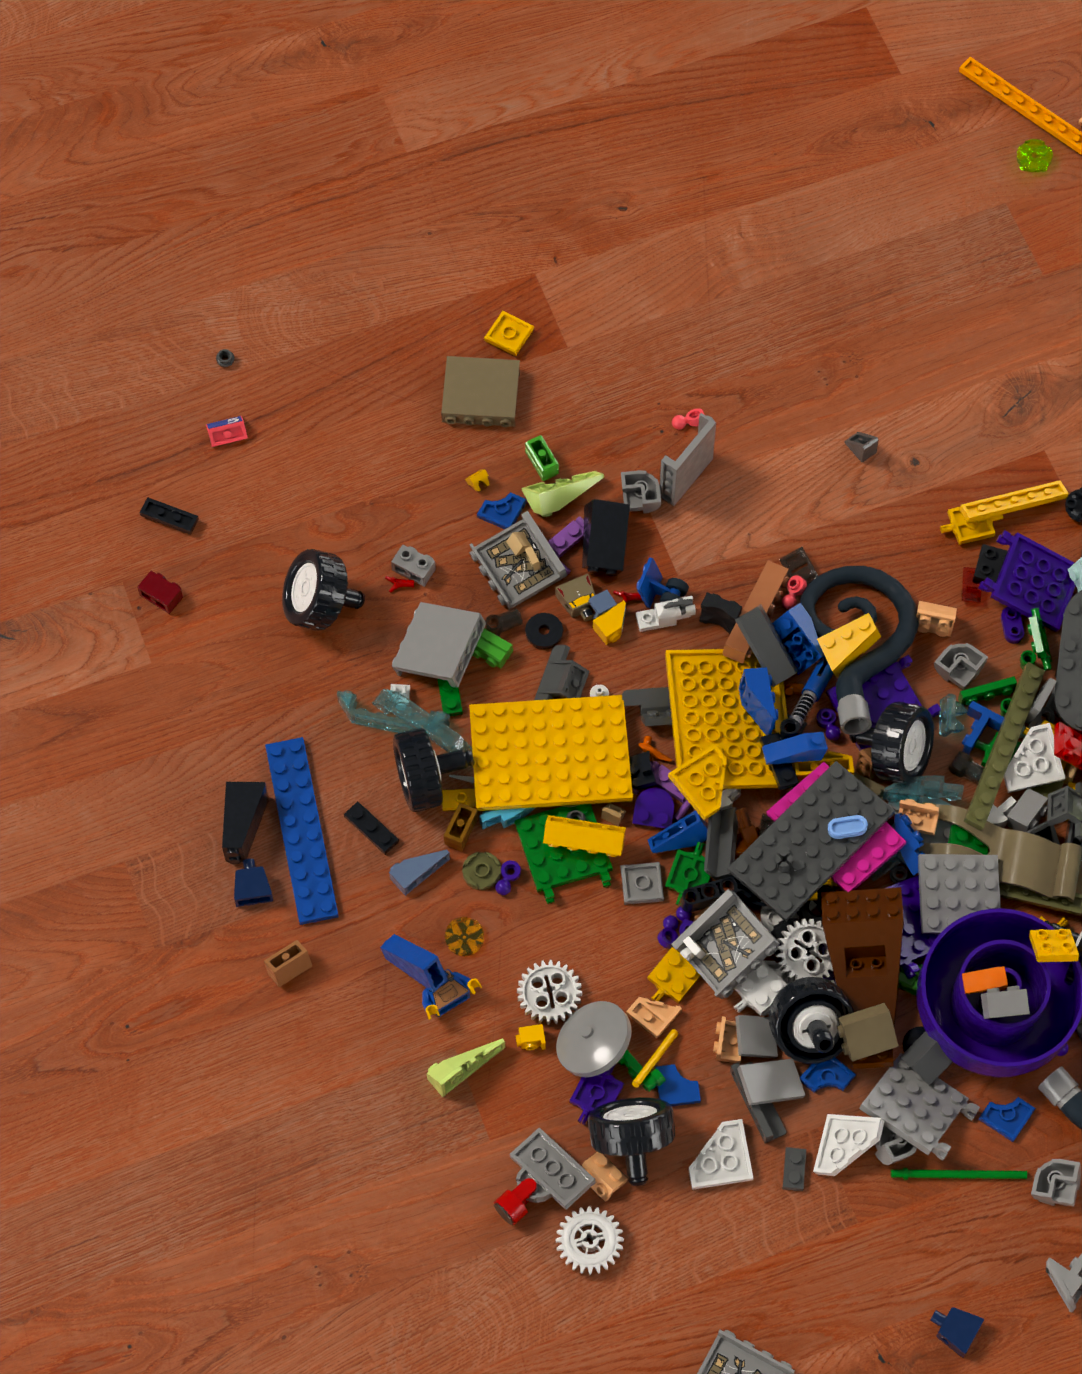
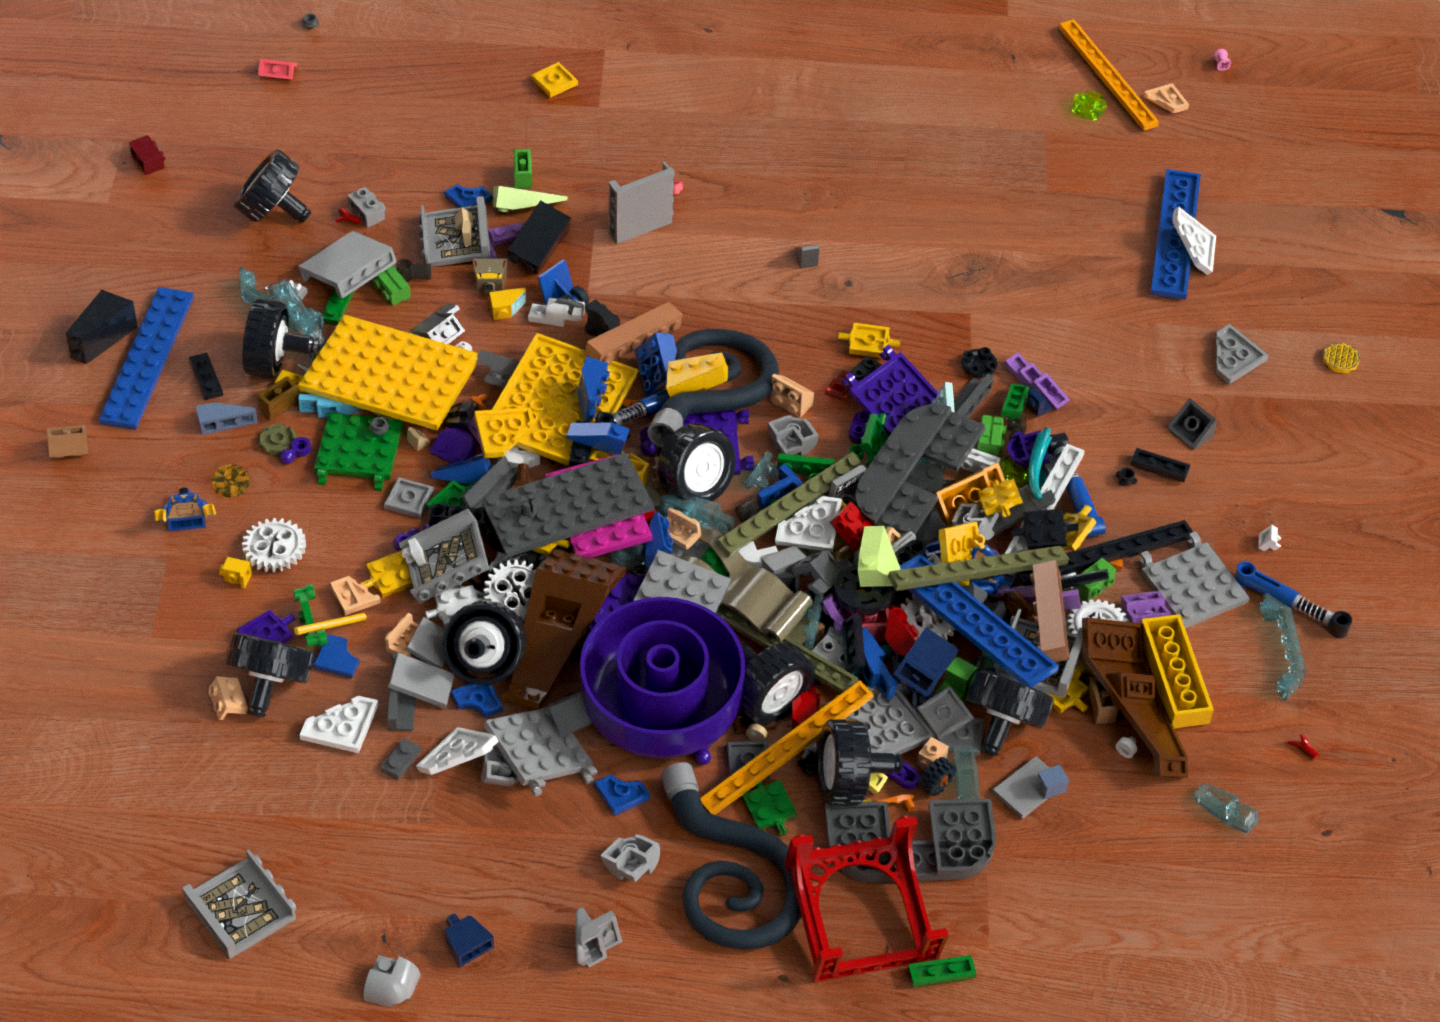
camera: 20 degrees right, 15 degrees down
(169, 515) = (191, 108): black plate -> none
(251, 885) = (77, 378): dark blue torso -> none
(415, 962) = (171, 475): blue slope -> none
(456, 1069) = (156, 571): yellowish green wedge -> none
(474, 479) = (460, 165): yellow tile -> none
(480, 391) = (502, 108): dark tan panel -> none
(544, 1174) = (178, 673): light grey plate -> none
(548, 621) = (446, 283): black tile -> none
(570, 1246) = (185, 745): white gear -> none
(584, 835) = (377, 437): yellow brick -> none
(593, 1039) = (285, 587): light grey dish -> none
(601, 603) = (505, 282): sand blue panel -> none
(628, 596) = (532, 290): red bar -> none
(641, 491) = (590, 219): light grey brick -> none
(766, 644) = (623, 354): dark grey slope -> none
(789, 600) = (682, 329): coral plate -> none
(797, 559) = (696, 319): clear smoke piece -> none
(847, 827) = (602, 500): light blue tile -> none
(867, 1032) = (525, 665): dark tan brick -> none
(971, 1174) = (499, 800): green bar -> none
(984, 979) = (644, 646): orange slope -> none
(1005, 1003) = (649, 667): light grey brick -> none
(1014, 501) = (915, 335): yellow plate -> none
(1053, 945) = (726, 644): yellow plate -> none

